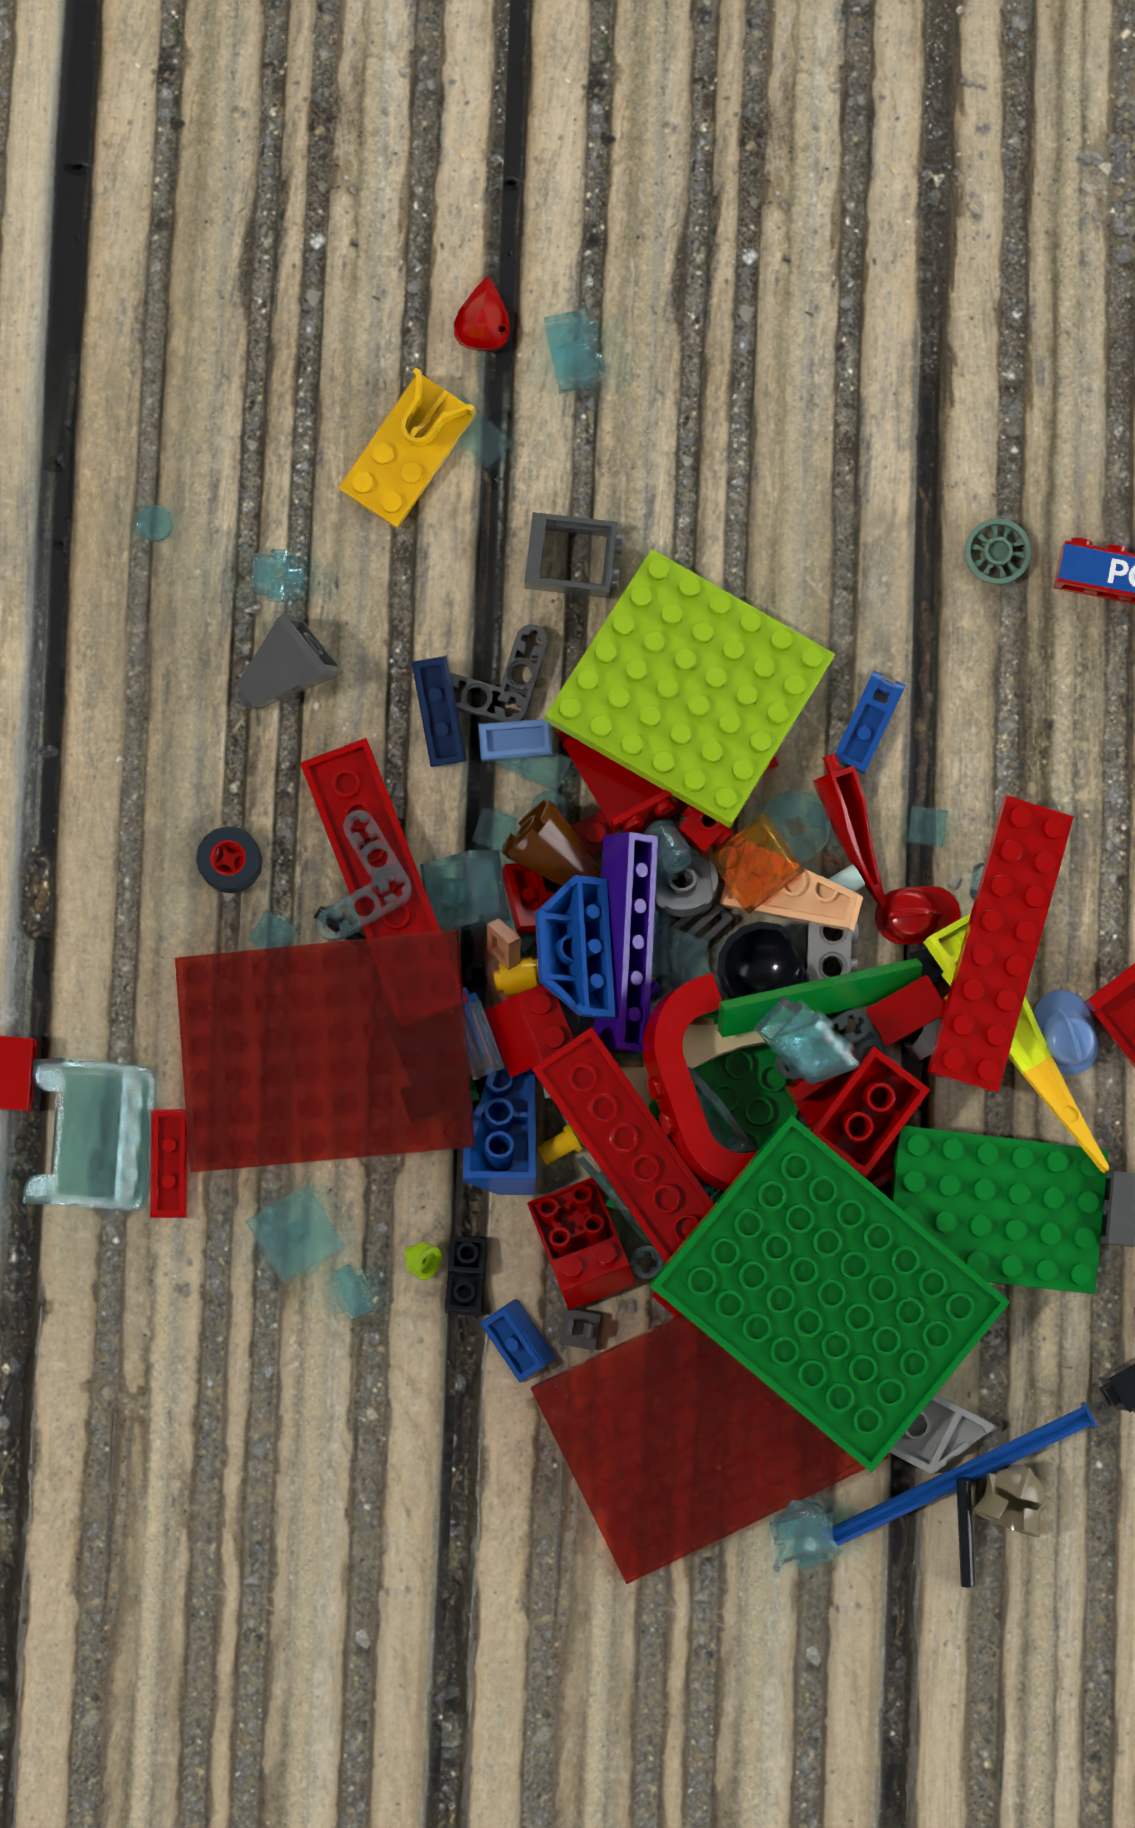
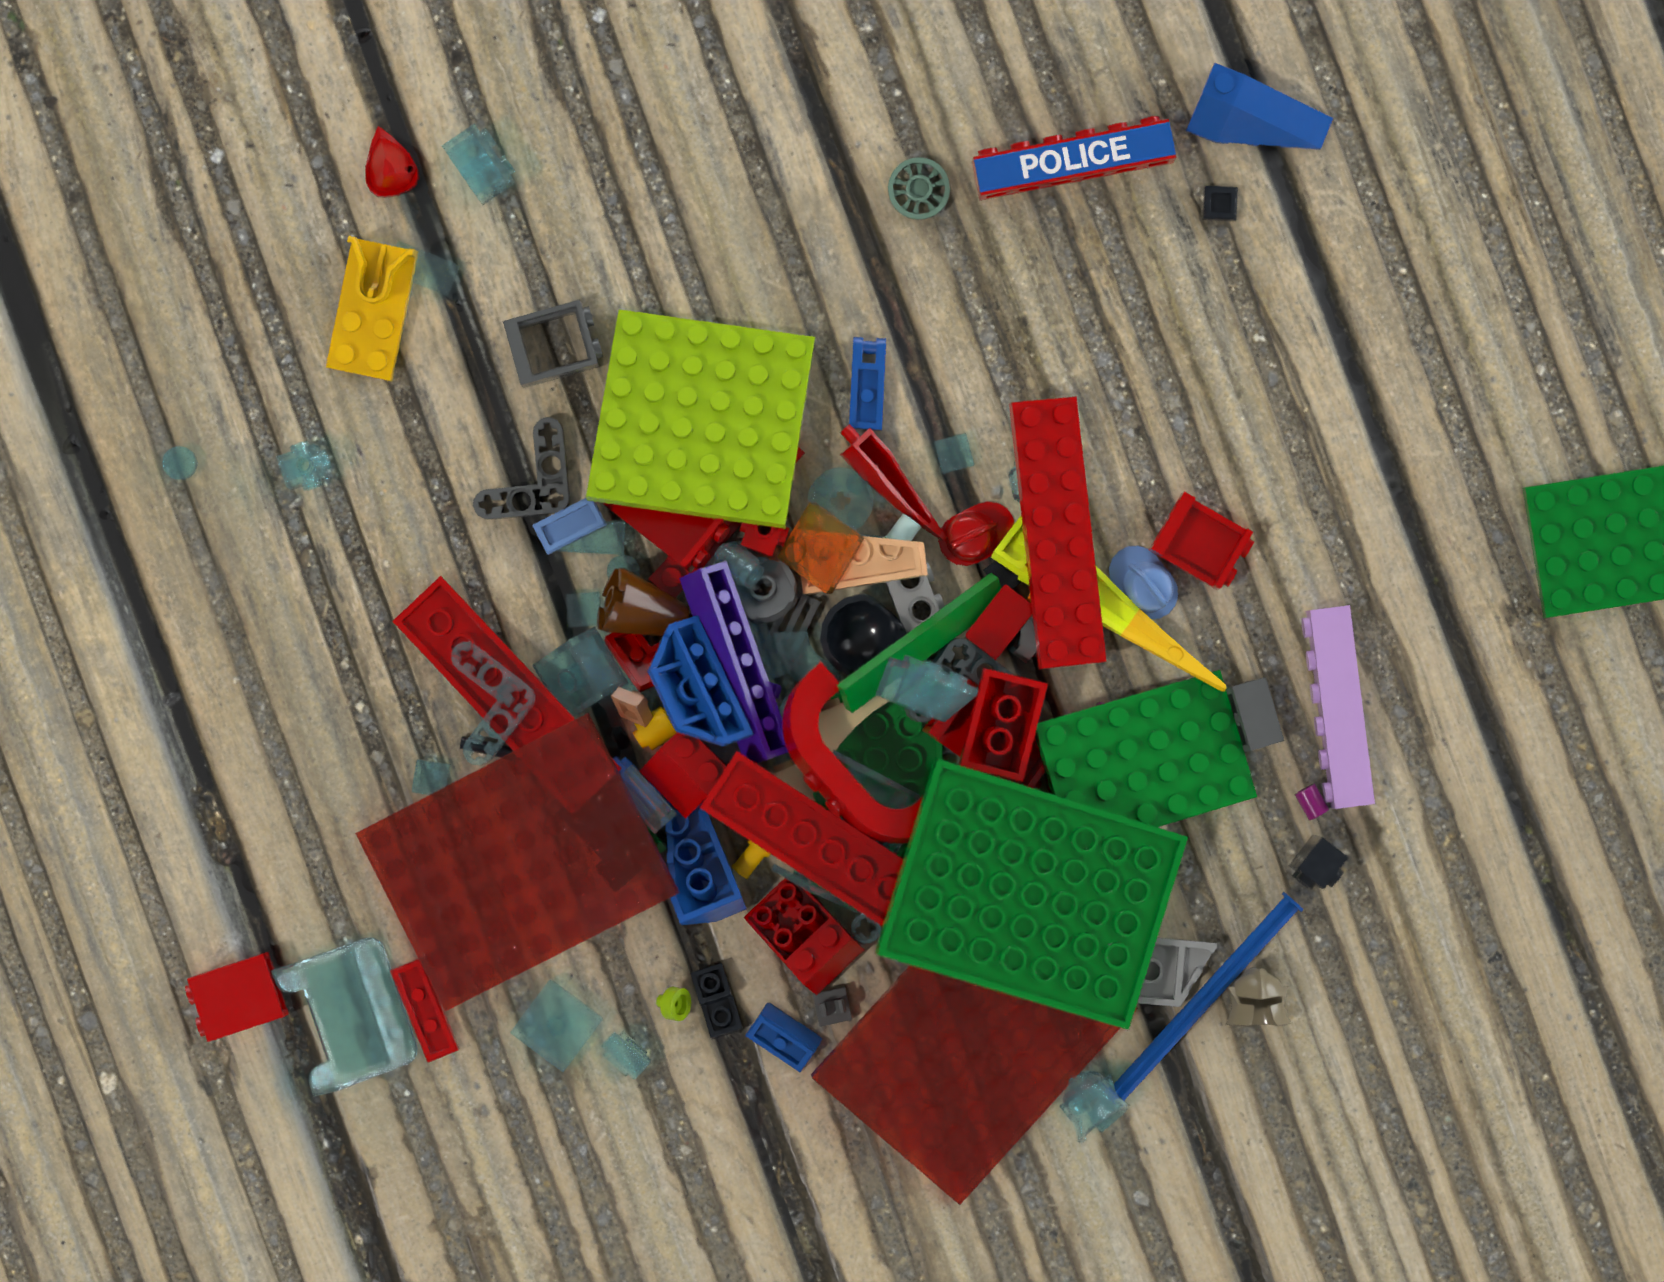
camera: 20 degrees left, 5 degrees up
(223, 848) = (356, 731): black wheel -> none
(286, 664) = (344, 540): dark grey slope -> none
(439, 711) = (493, 527): dark blue tile -> none
(965, 1532) = (1228, 1043): black bar -> none

